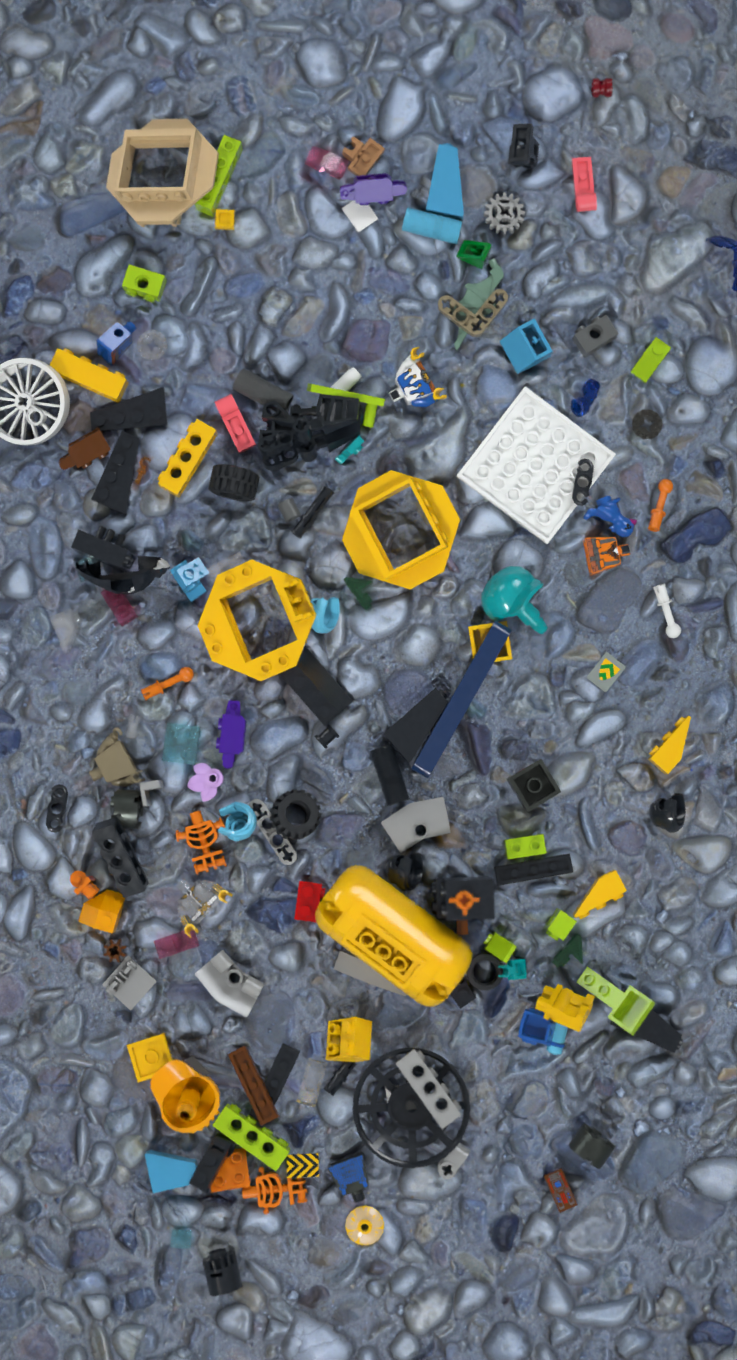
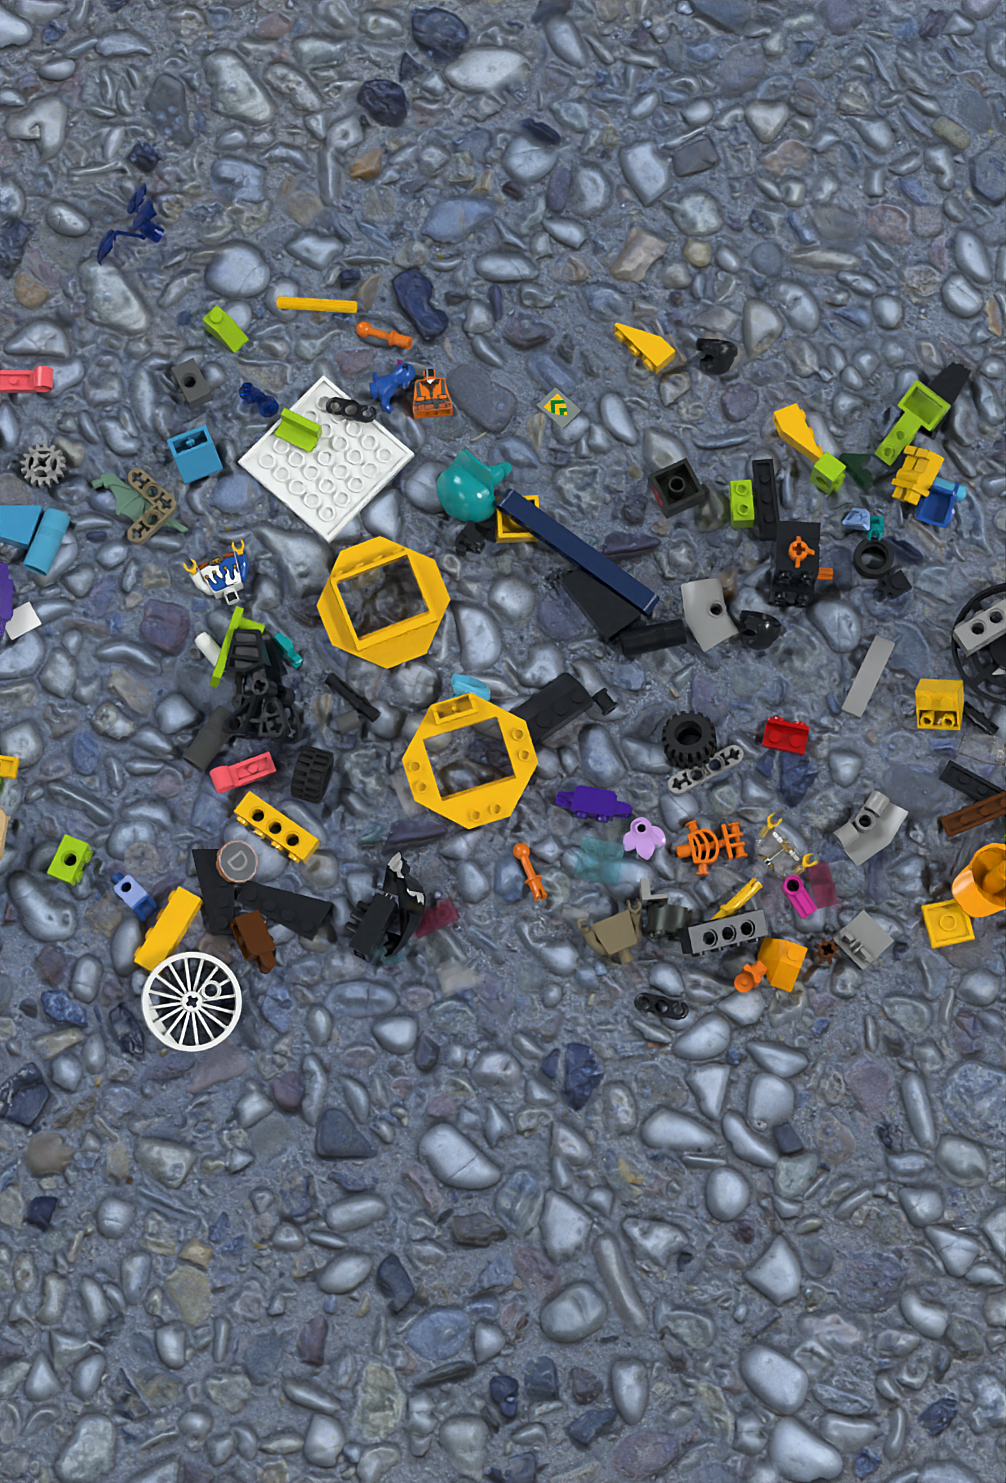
camera: 85 degrees left, 10 degrees down
(141, 471) = (284, 882): clear orange hand -> none
(153, 426) = (236, 861): none -> tile
(153, 867) = (739, 899): none -> yellow pin
(160, 923) = (799, 899): none -> dark pink piece
(189, 576) = (414, 833): dark azure tile -> none
(240, 822) = (693, 800): medium azure helmet -> none
(356, 586) = (443, 656): clear green slope -> none
(393, 936) = (829, 641): yellow piece -> none
(467, 601) = (470, 539): none -> black piece
(474, 253) = (83, 499): green slope -> none
(499, 946) = (848, 537): lime slope -> none
(520, 956) = (857, 519): none -> light blue tile
(556, 436) = (298, 430): none -> lime panel
(650, 416) = (300, 334): clear smoke gear -> none
(672, 630) = (519, 335): white pin -> none
(685, 440) = (316, 304): none -> yellow axle

